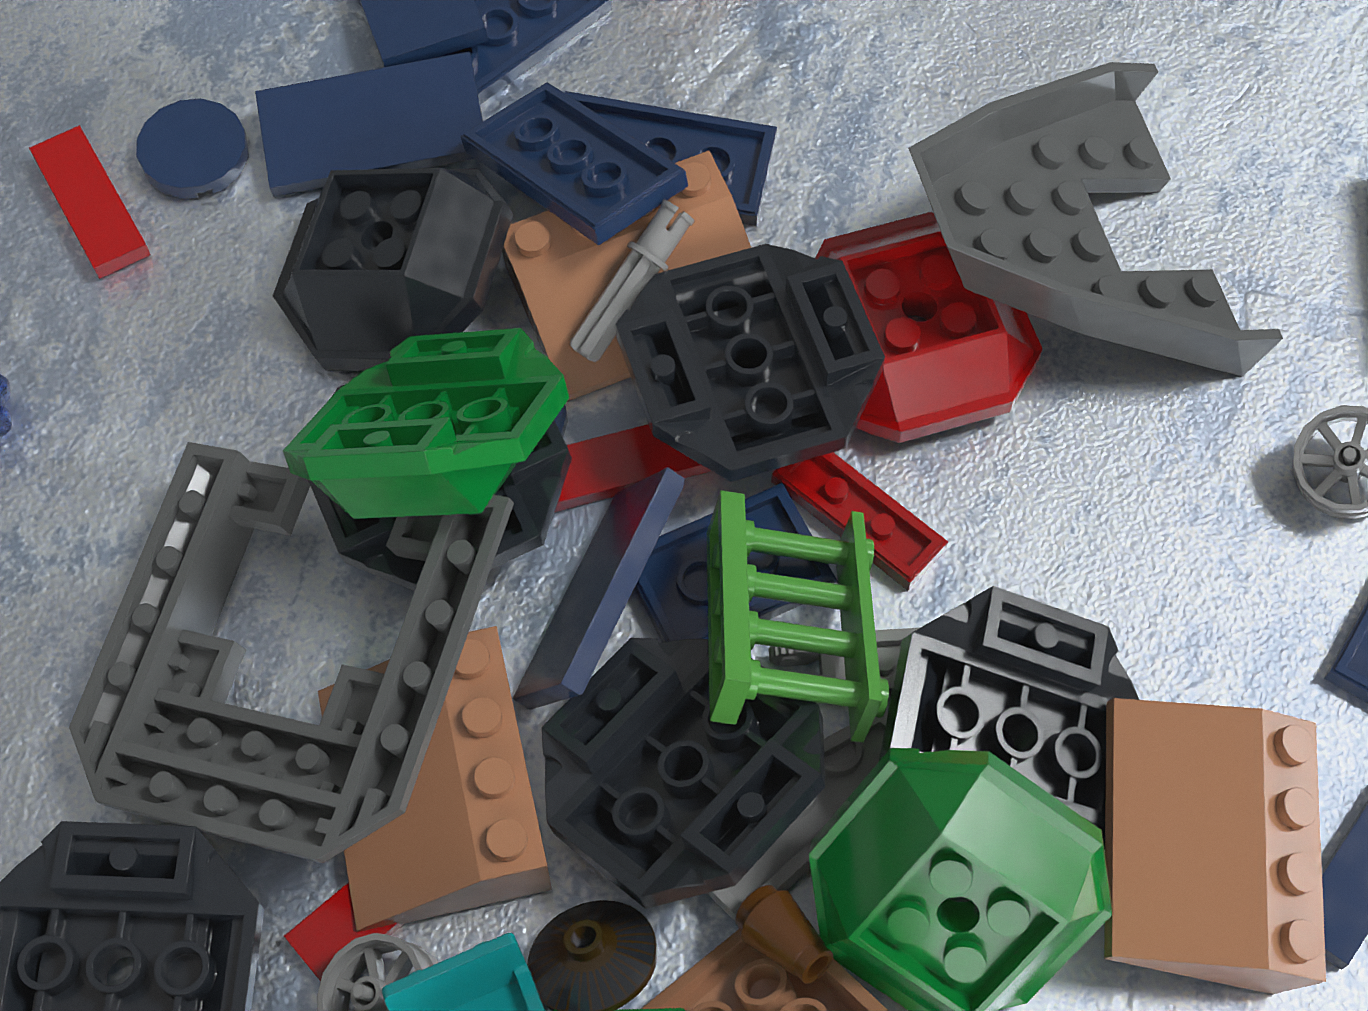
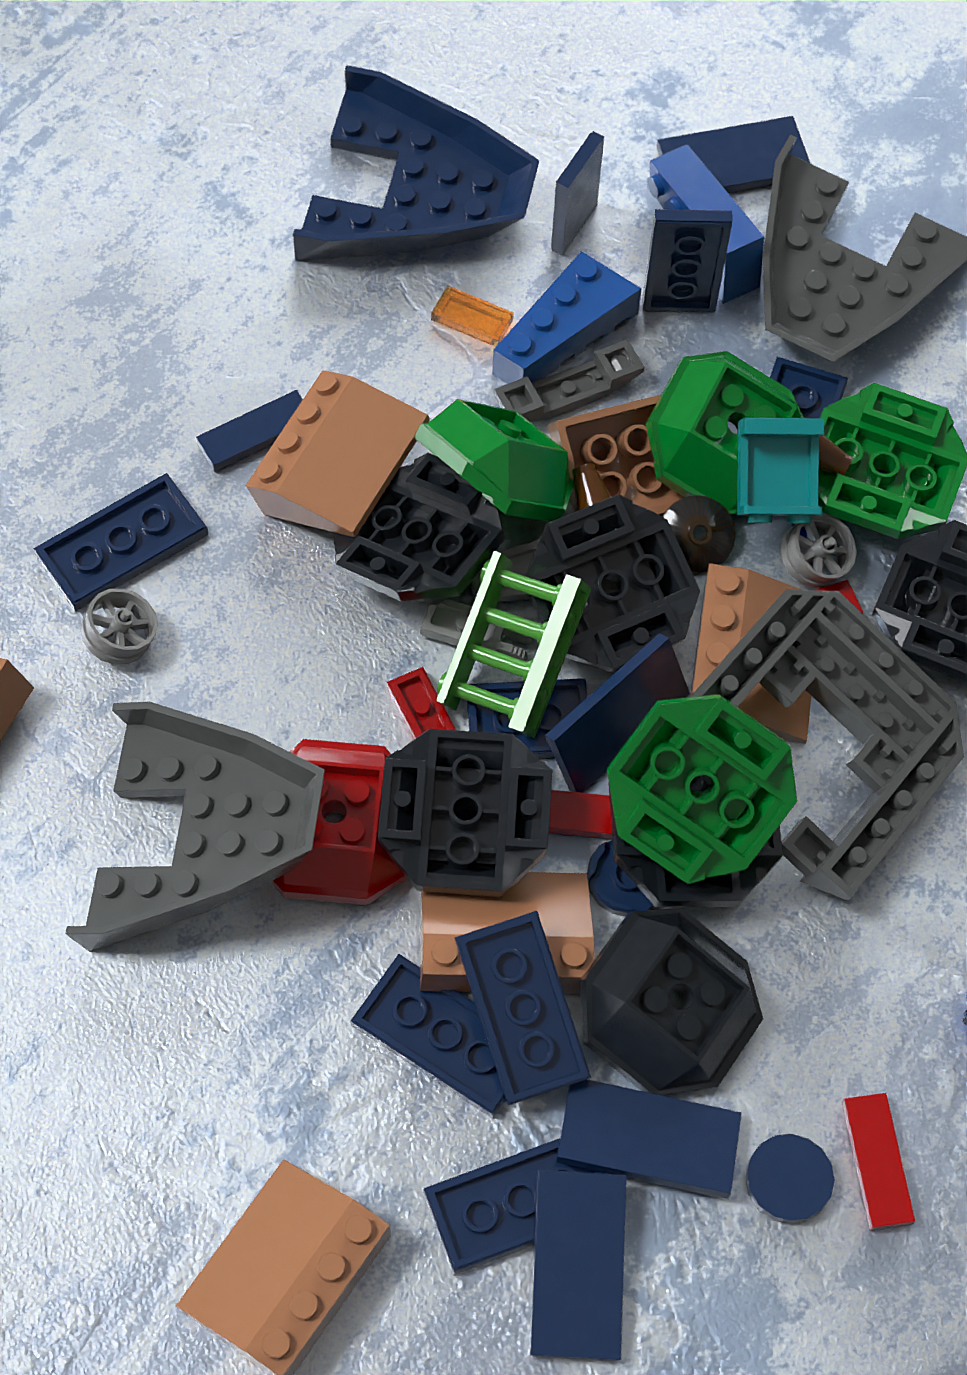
camera: 160 degrees left, 0 degrees up
(638, 268) = (503, 904): light grey axle -> none

